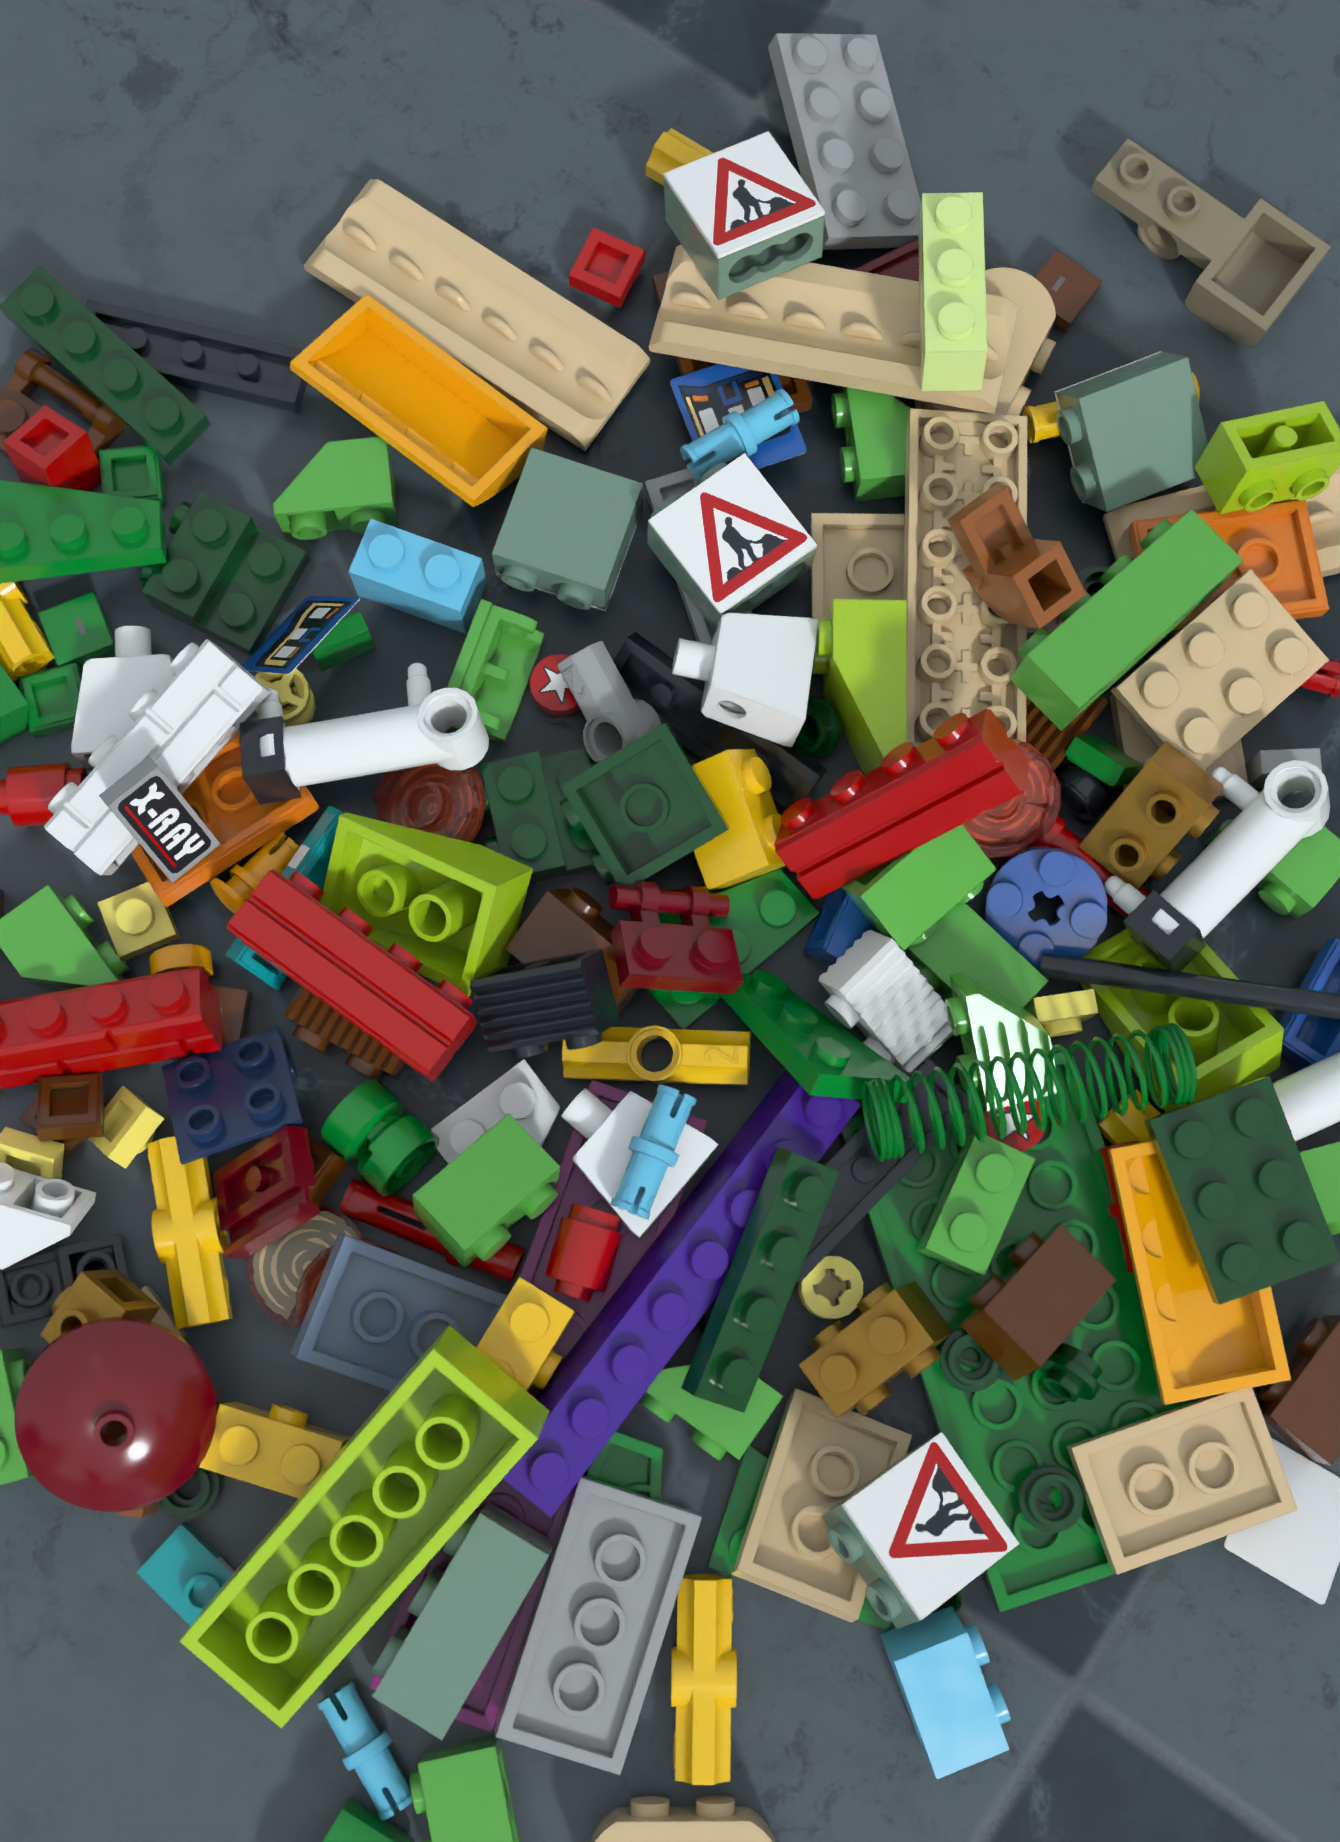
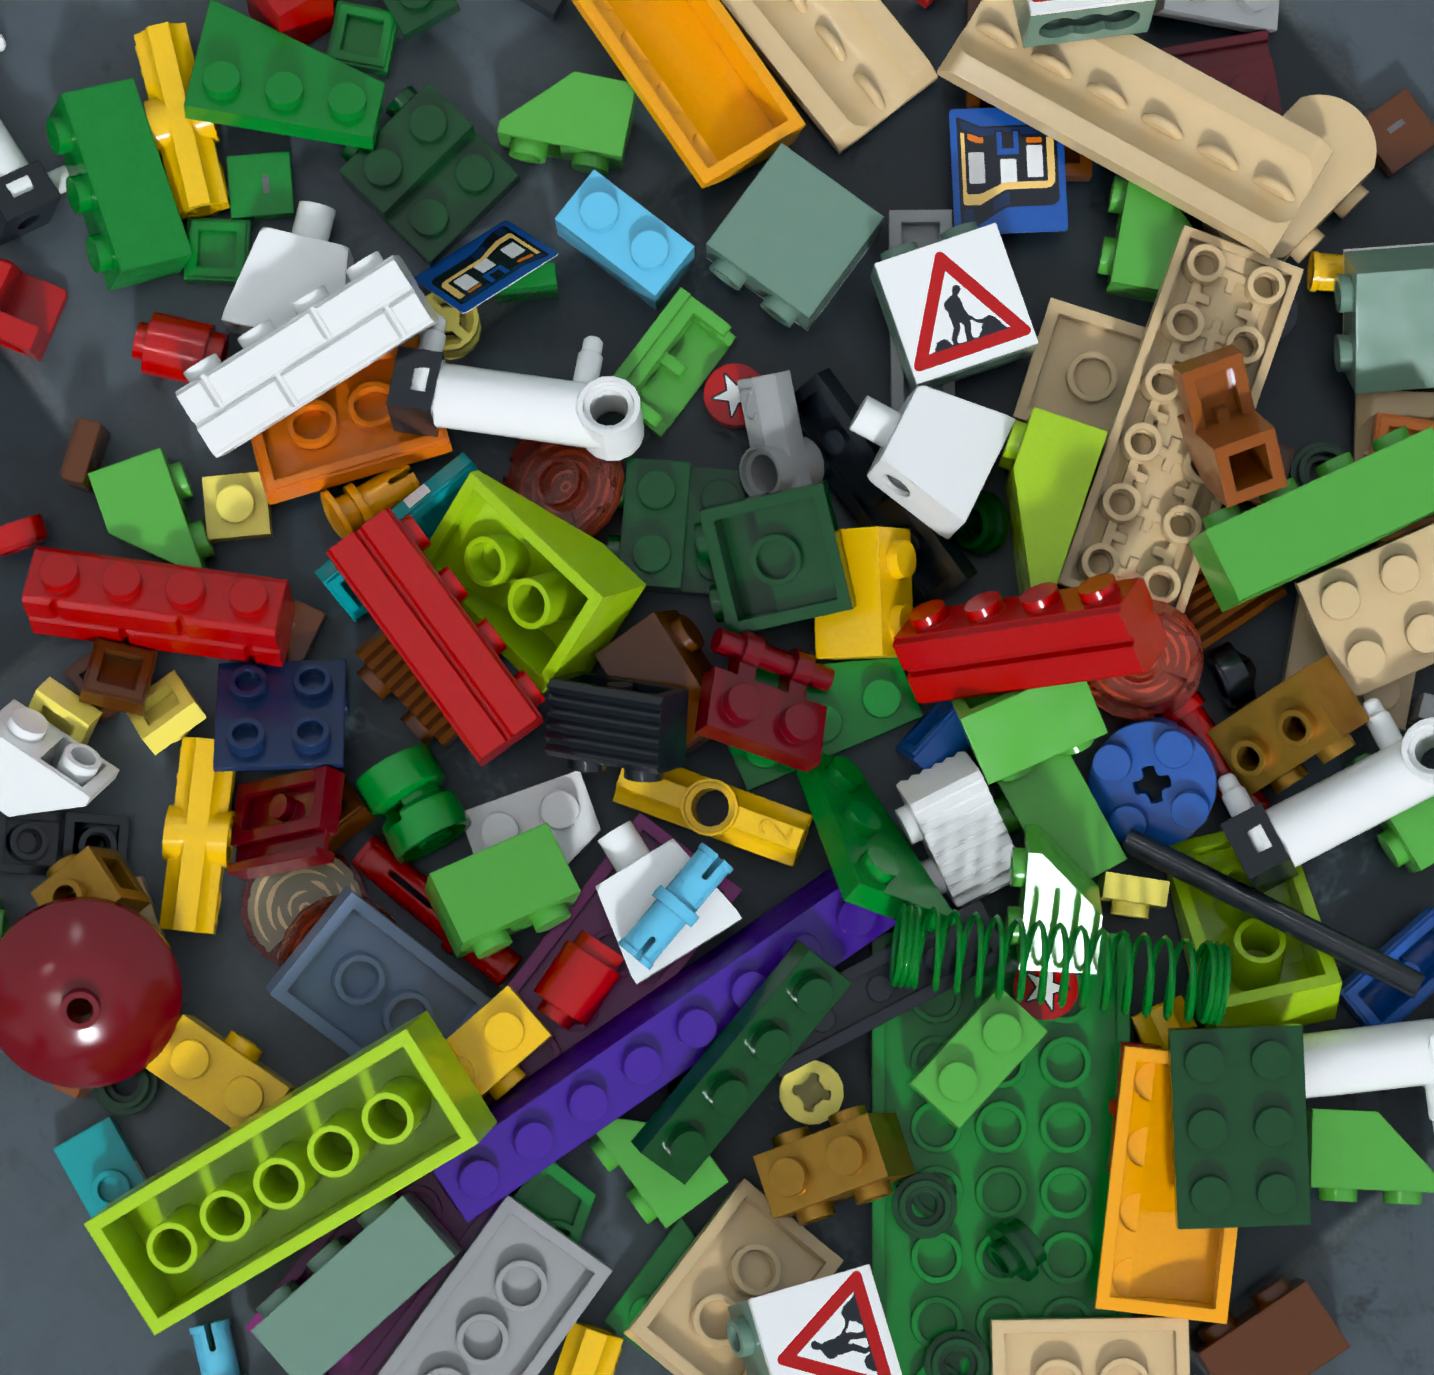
camera: 20 degrees right, 5 degrees up
(160, 819) = (292, 422): tile -> none
(181, 957) = (267, 563): light orange tile -> none
(740, 433) = (1001, 194): medium azure pin -> none
(952, 292) = (1261, 122): yellowish green brick -> none
(1036, 1302) = (1005, 1169): reddish brown brick -> none
(1103, 760) = (1261, 651): green tile -> none

